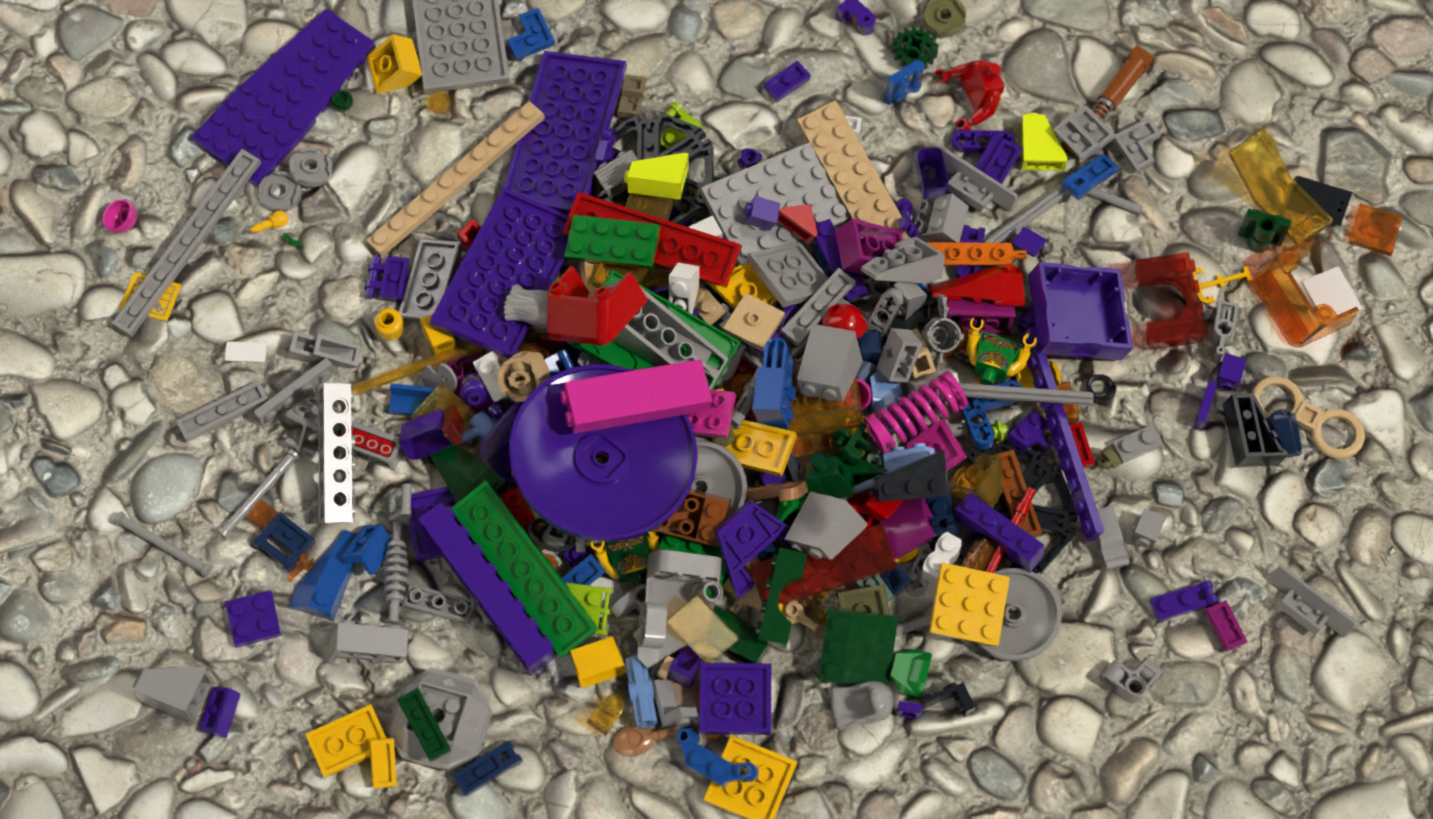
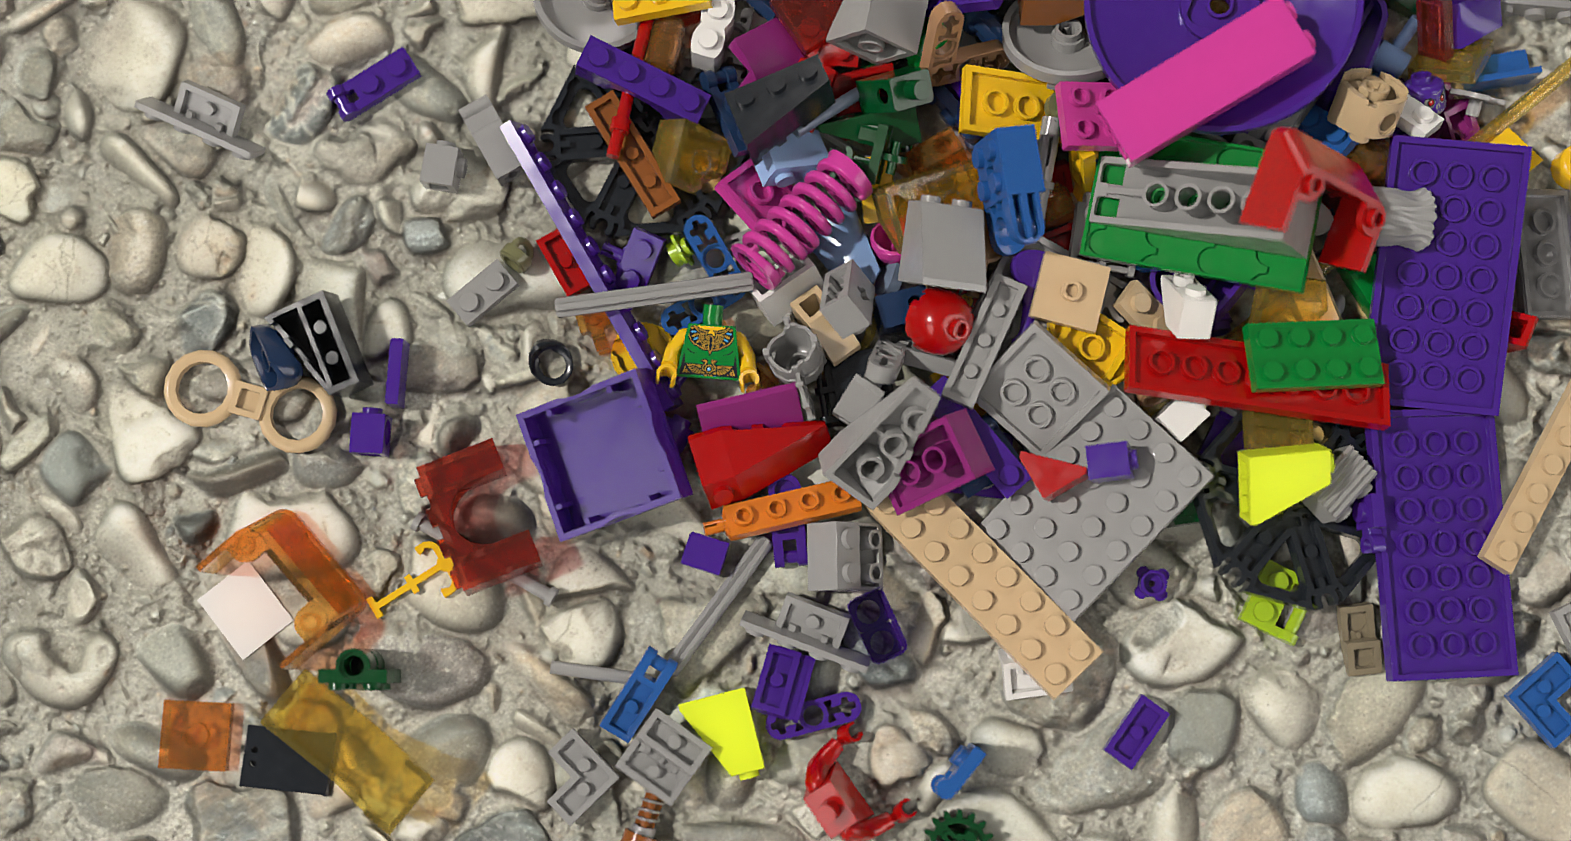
camera: 165 degrees right, 15 degrees up
(905, 208) = (892, 526): dark purple hinge -> none
(1225, 324) = (393, 518): light grey piece -> none
(1225, 626) = (311, 62): magenta plate -> none

